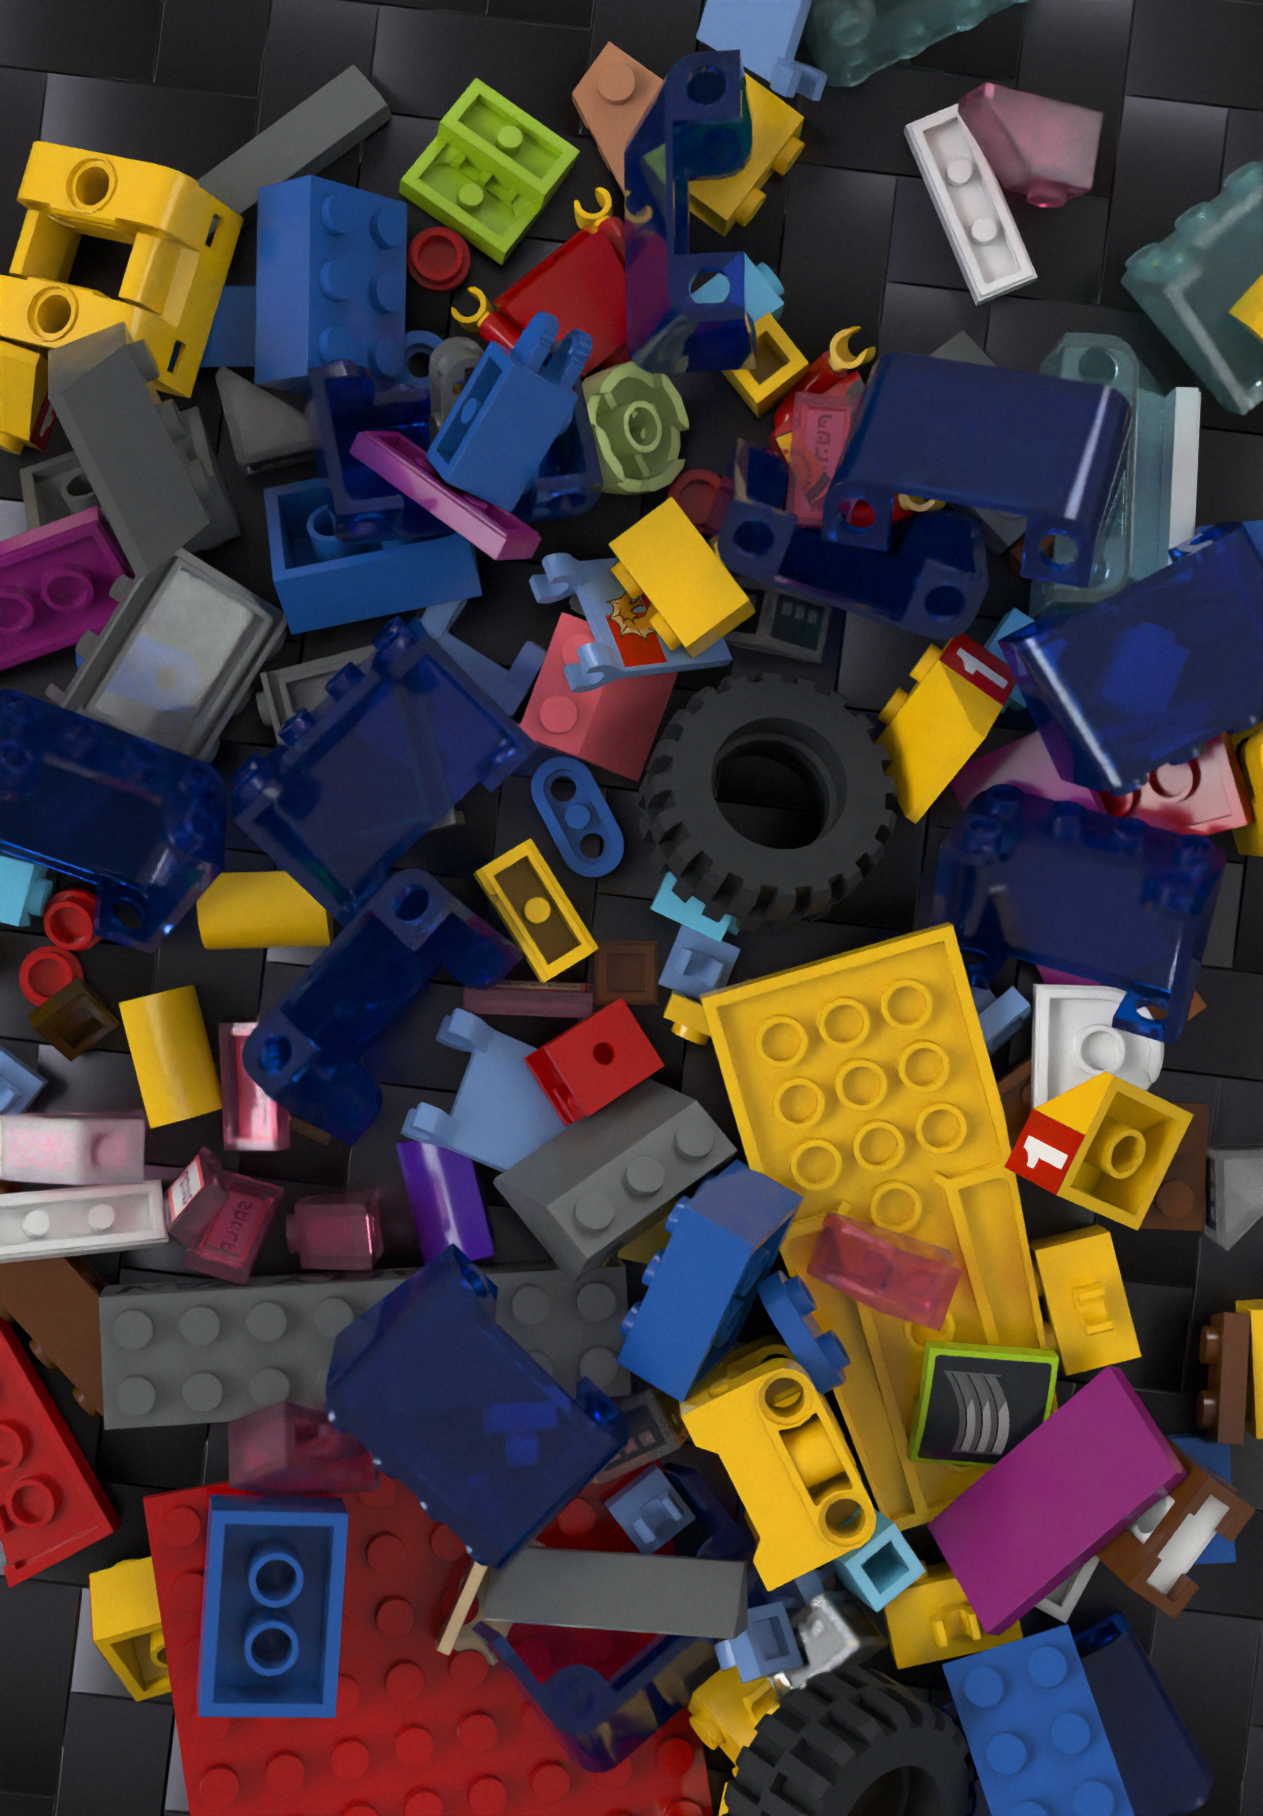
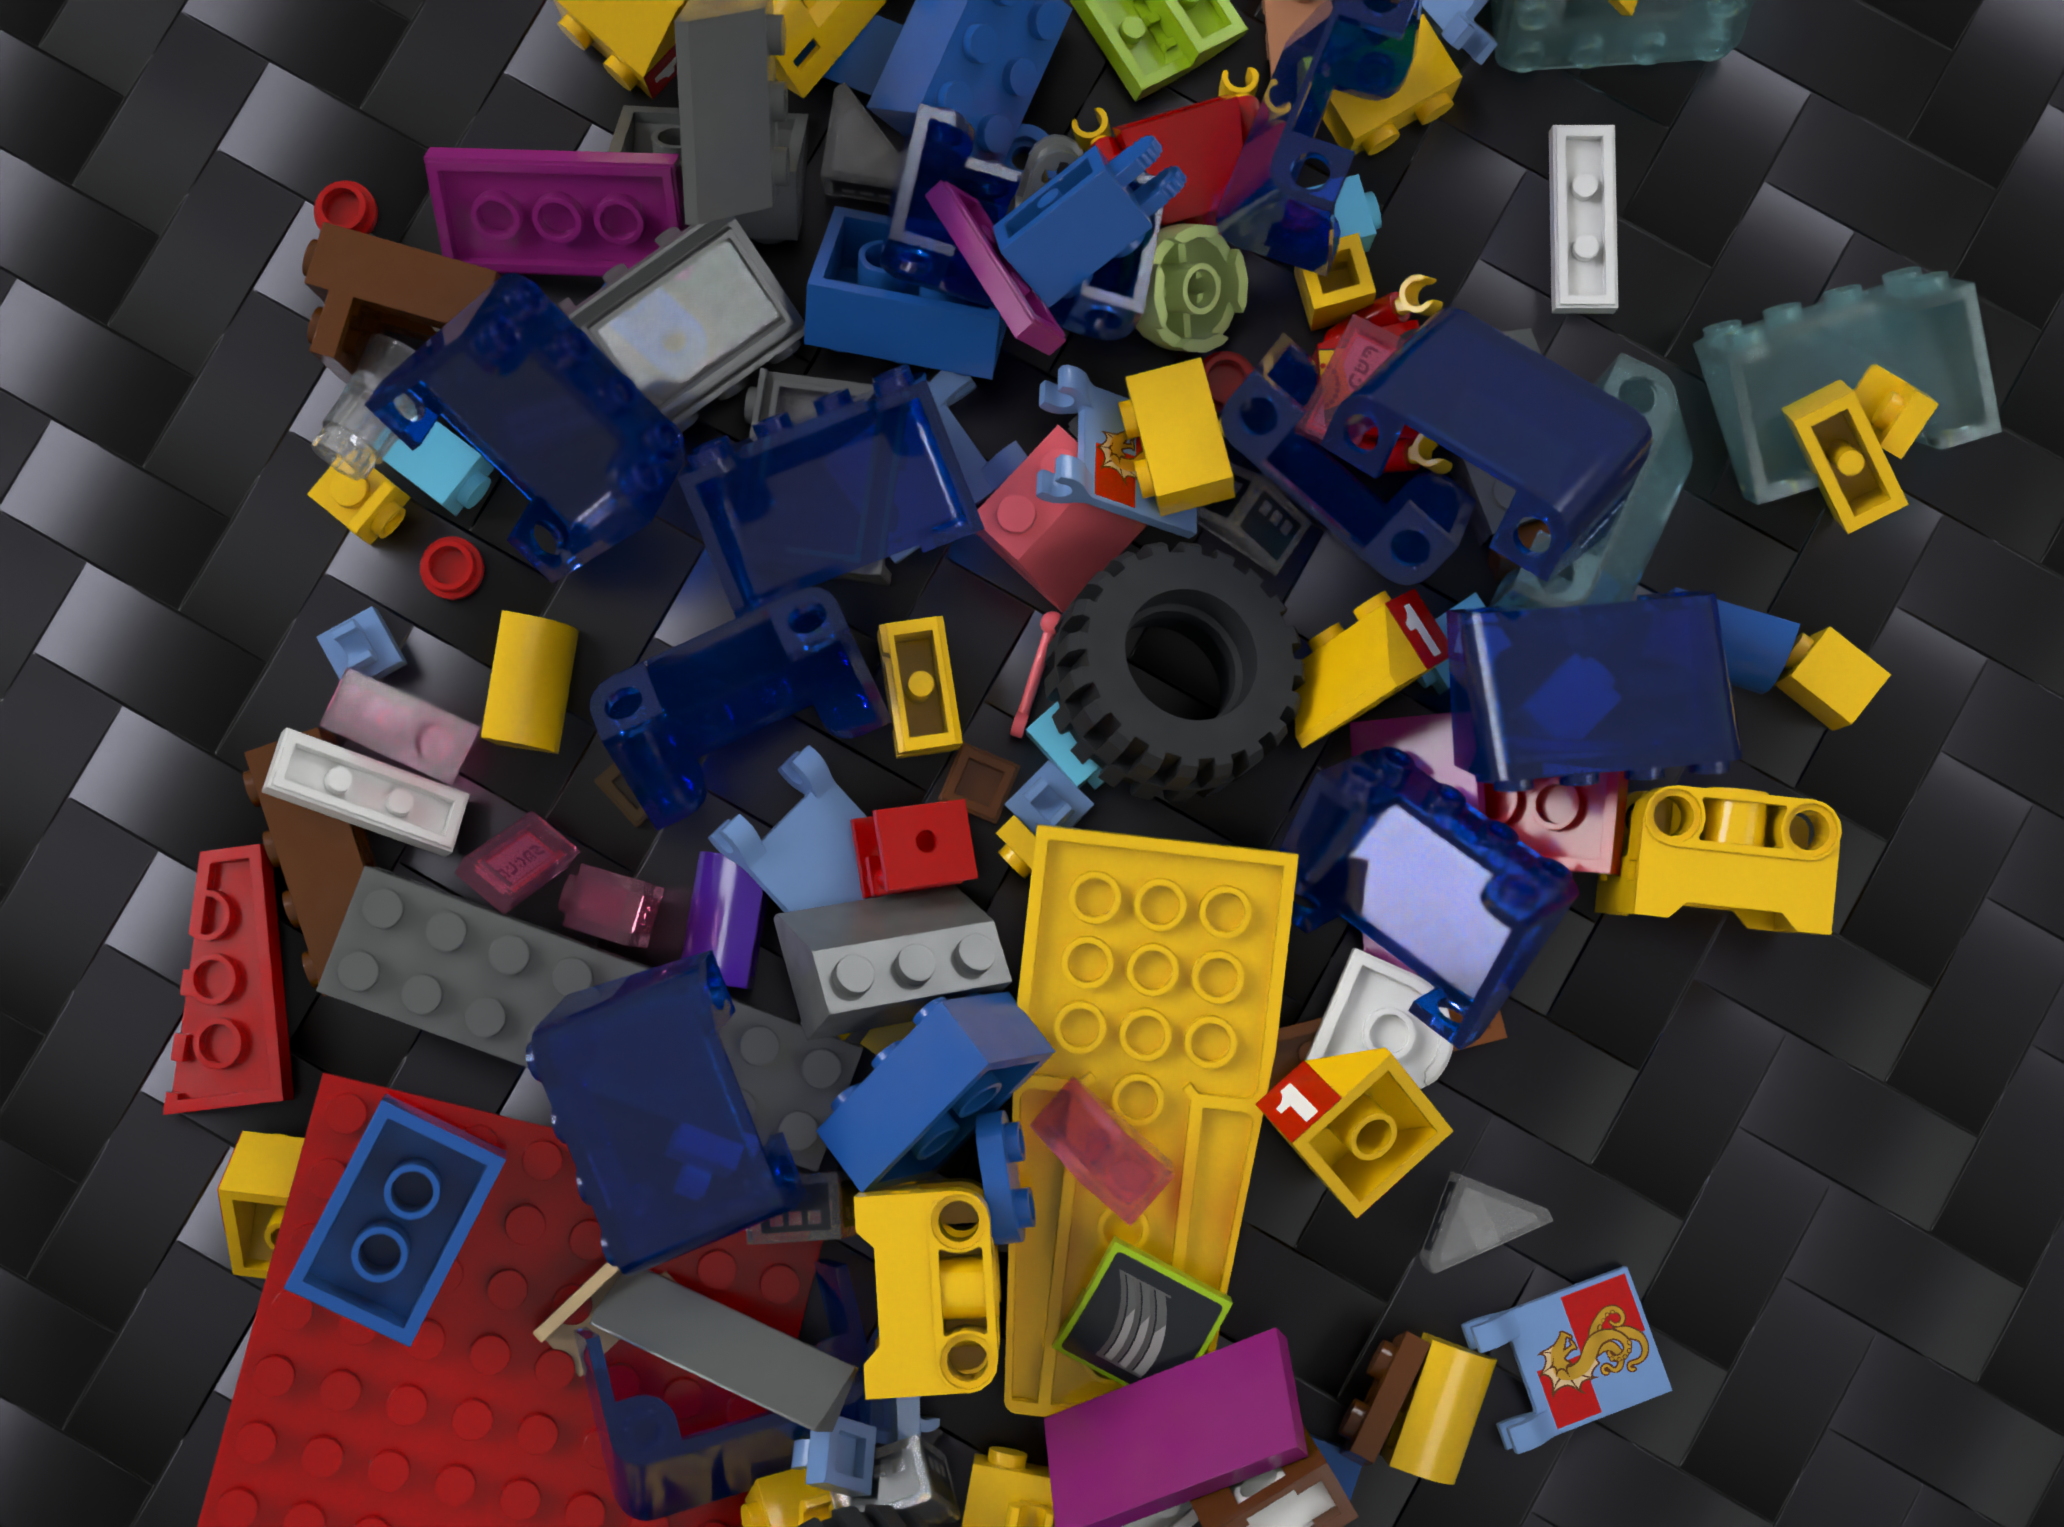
camera: 30 degrees right, 5 degrees down
(71, 919) = (492, 521): red plate -> none
(74, 1019) = (455, 613): dark brown tile -> none
(195, 1196) = (494, 818): clear pink tile -> none
(249, 1115) = (581, 764): clear pink tile -> none
(261, 912) = (666, 585): yellow brick -> none
(297, 1454) = (485, 1091): clear pink slope -> none
(439, 259) = (1080, 73): red plate -> none
(532, 999) = (880, 767): clear pink tile -> none
(578, 817) = (994, 622): blue plate -> none
(629, 797) = (1021, 718): none -> coral hinge
(649, 1510) = (789, 1292): medium blue tile -> none
(880, 1566) = (979, 1428): medium azure brick -> none
(1000, 1017) = (1309, 967): medium blue tile -> none
(1034, 142) = (1662, 184): clear pink slope -> none
(1083, 1299) = (1278, 1266): yellow brick -> none
(1179, 470) = (1681, 526): white tile -> none
(1182, 1192) = (1412, 1202): reddish brown plate -> none

